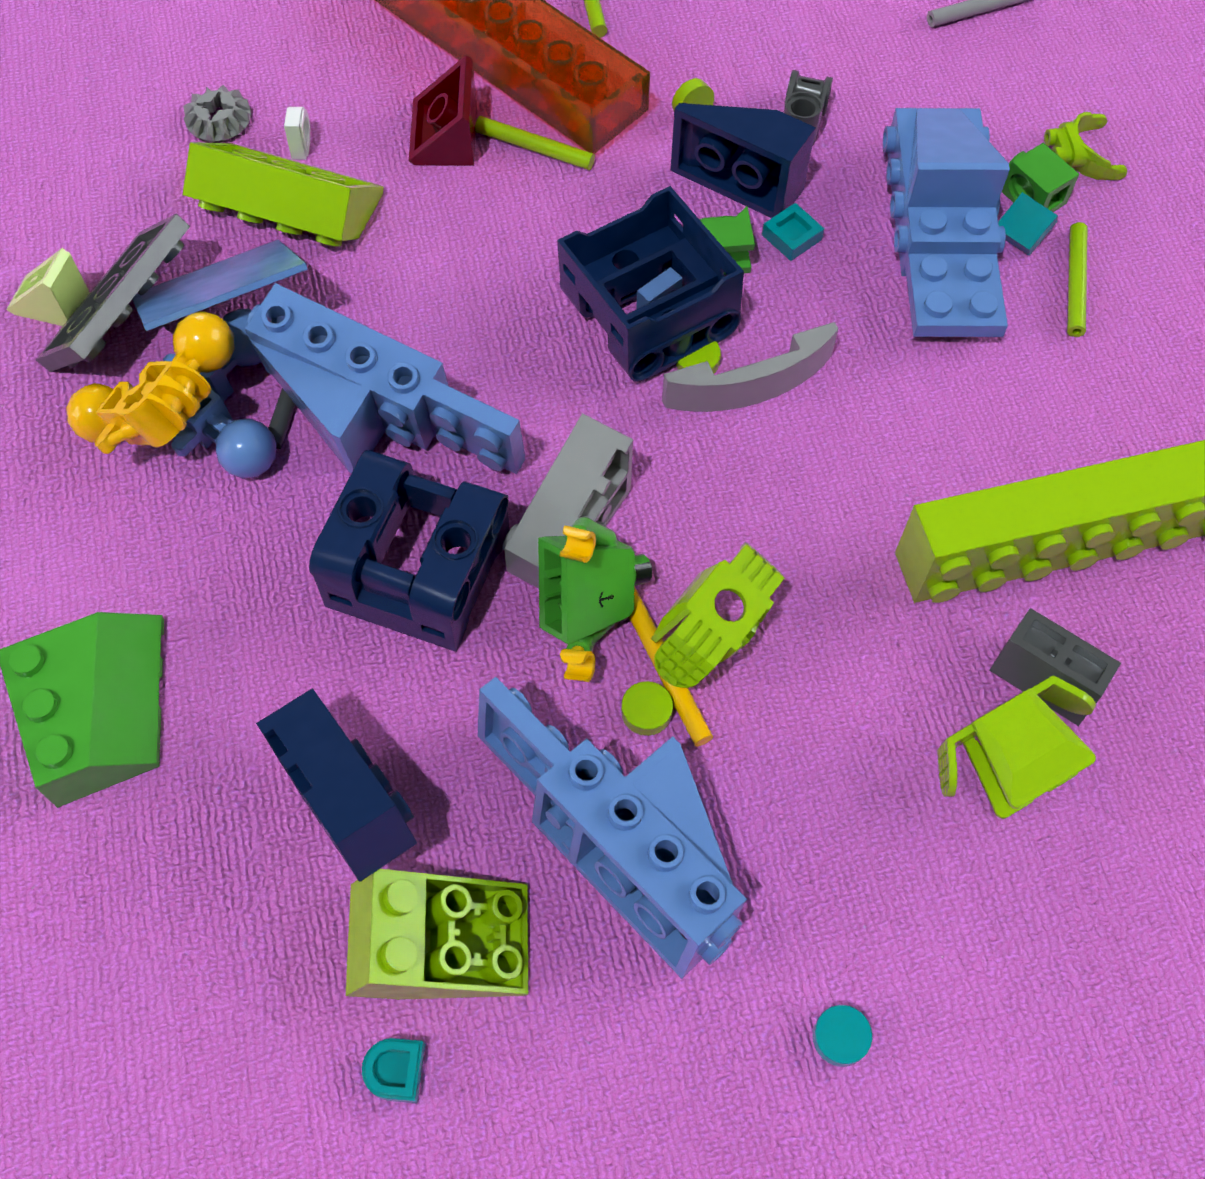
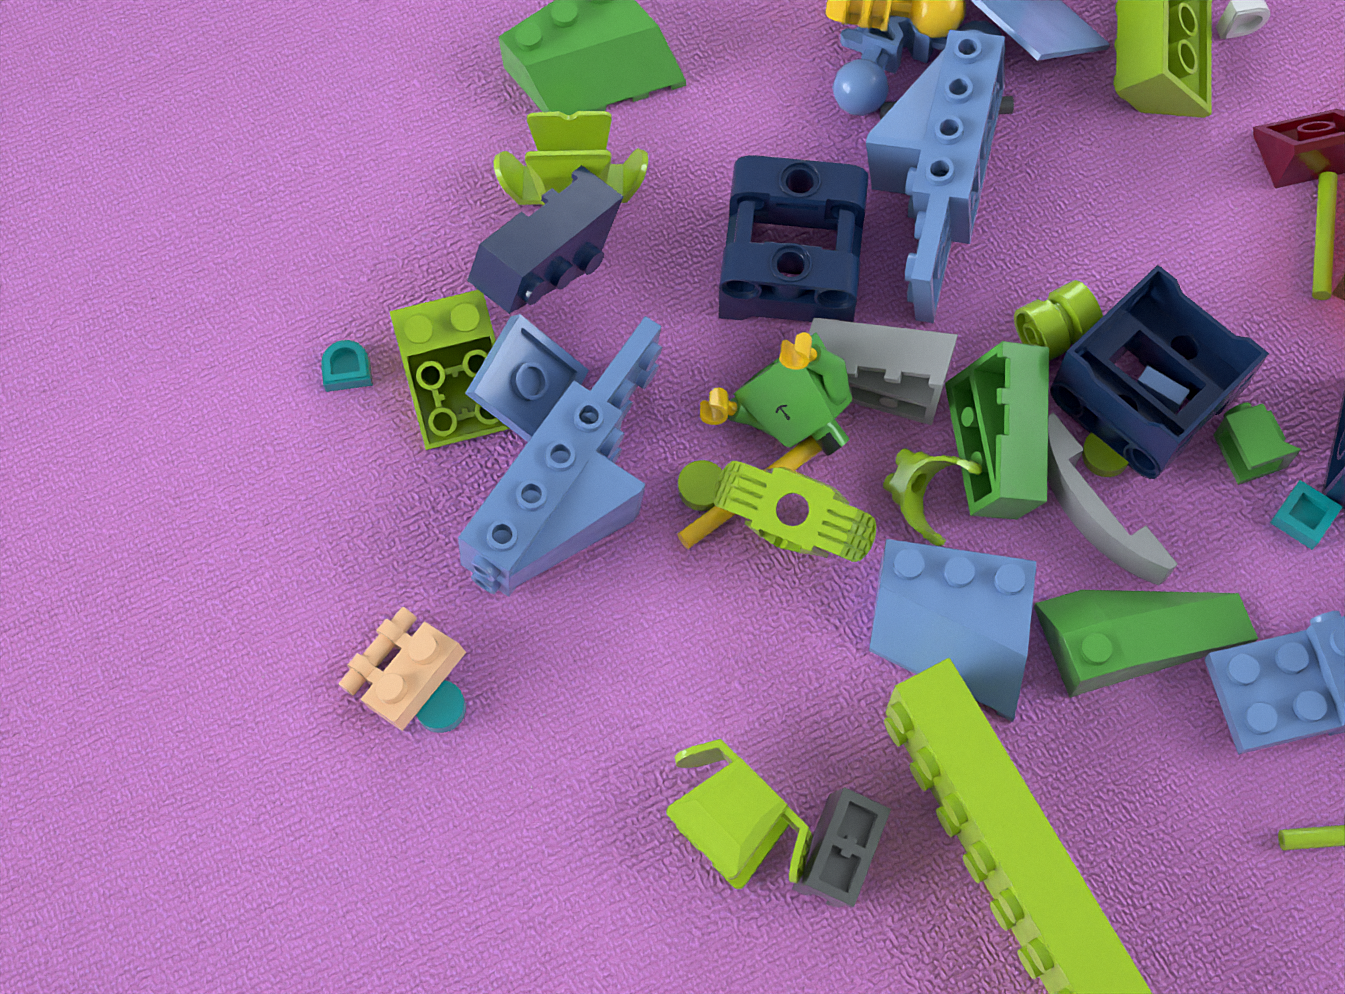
camera: 80 degrees right, 5 degrees up
(244, 761) = (562, 147): none -> lime piece
(489, 853) = (524, 377): none -> medium blue plate
(565, 350) = (1059, 319): none -> lime wheel
(674, 418) = (1003, 425): none -> bright green wedge
(692, 518) = (910, 483): none -> lime helmet
(808, 1057) = (410, 676): none -> light nougat plate
(843, 512) = (958, 607): none -> medium blue wedge
(880, 384) = (1128, 634): none -> bright green wedge

